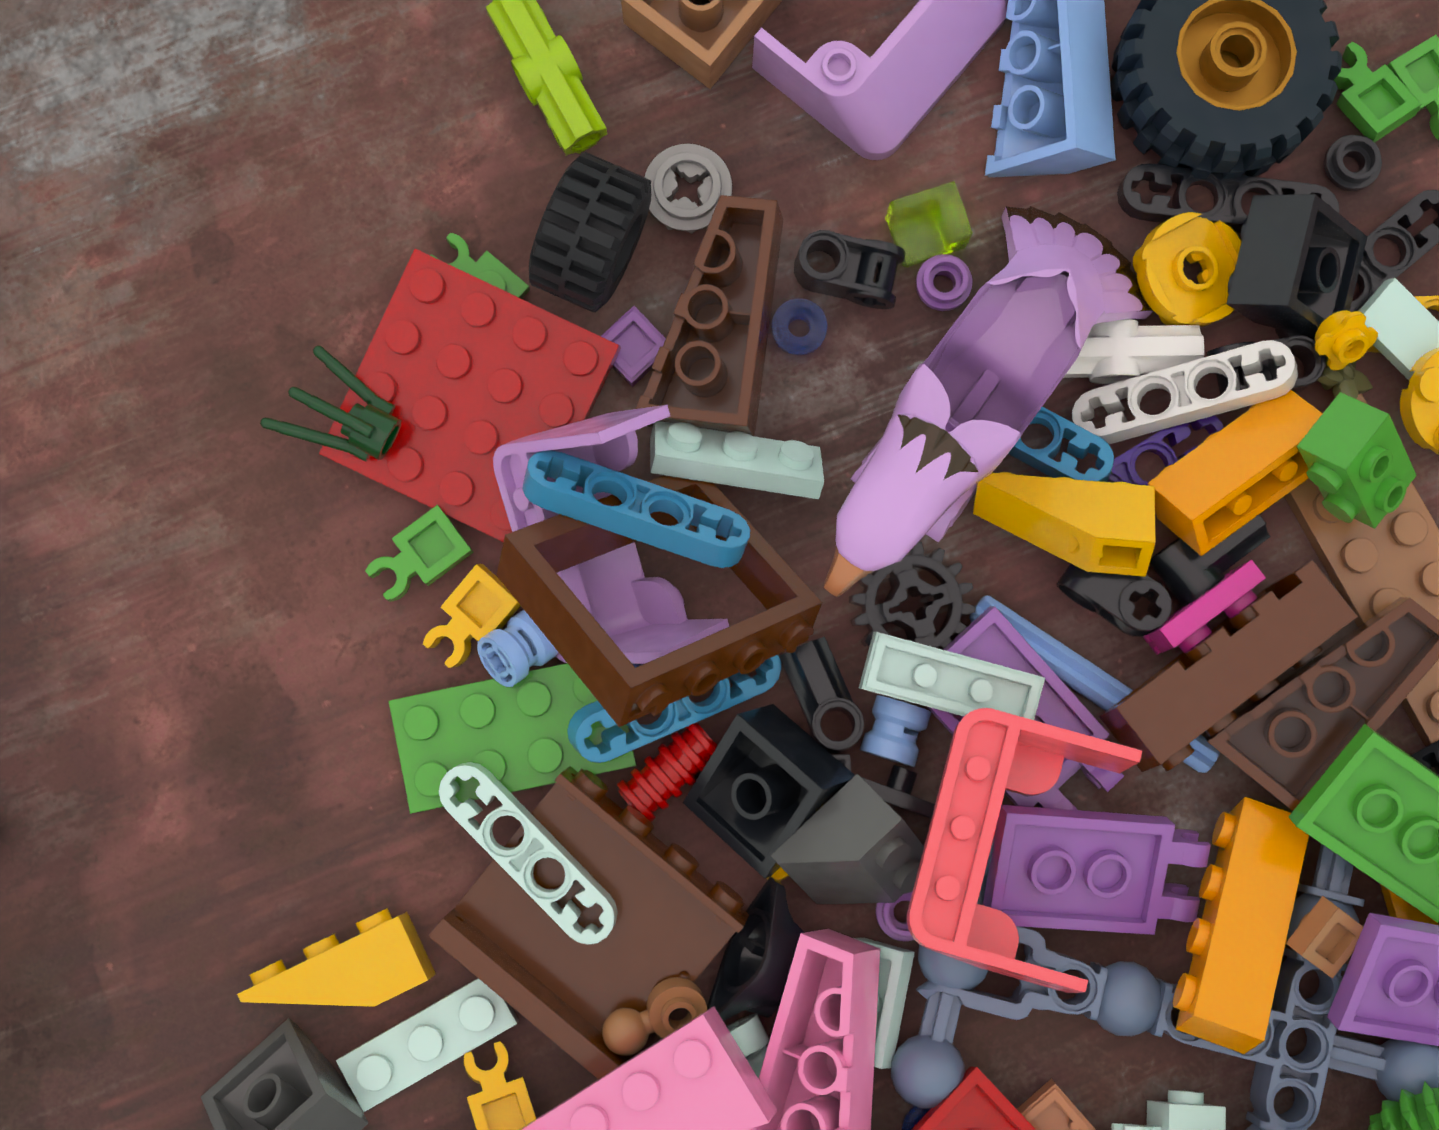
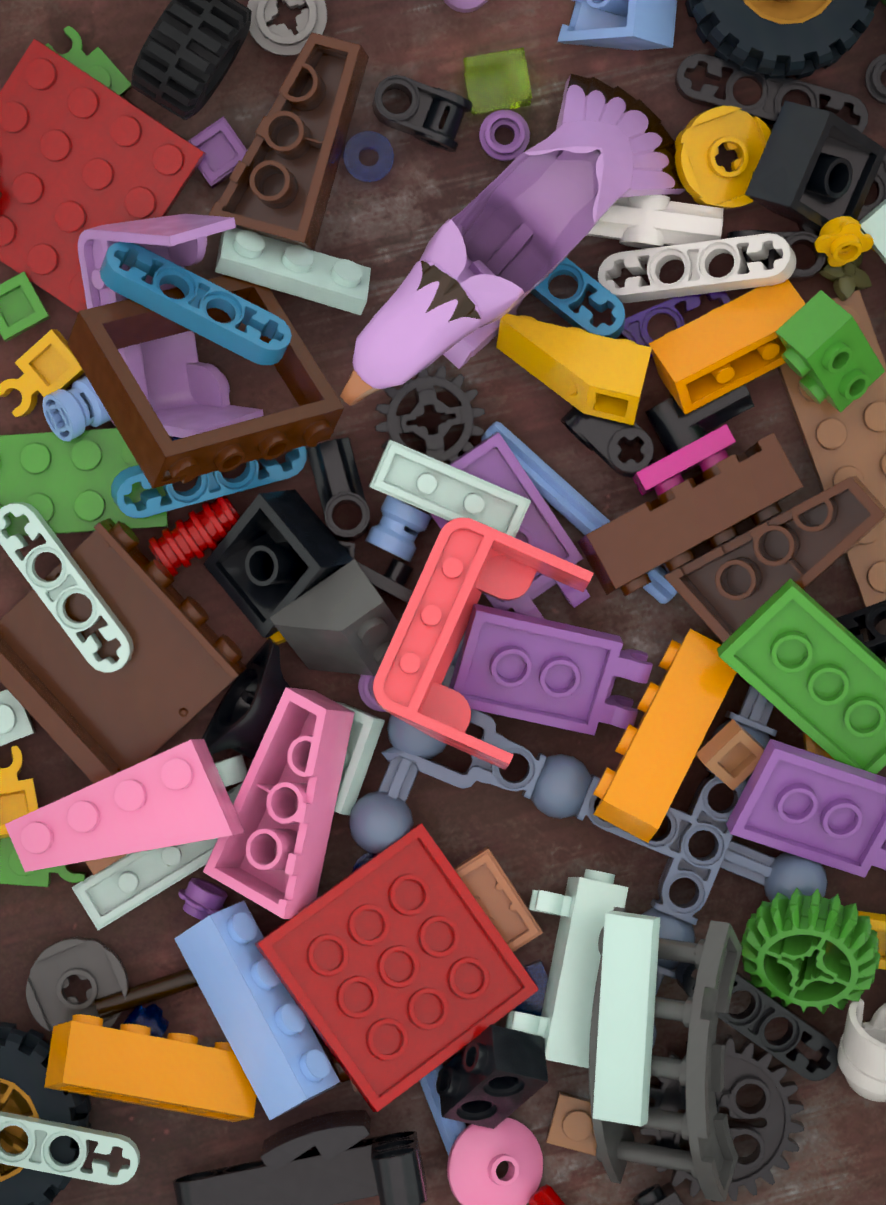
camera: 10 degrees right, 5 degrees up
(628, 1030) = (129, 749): medium nougat plate -> none

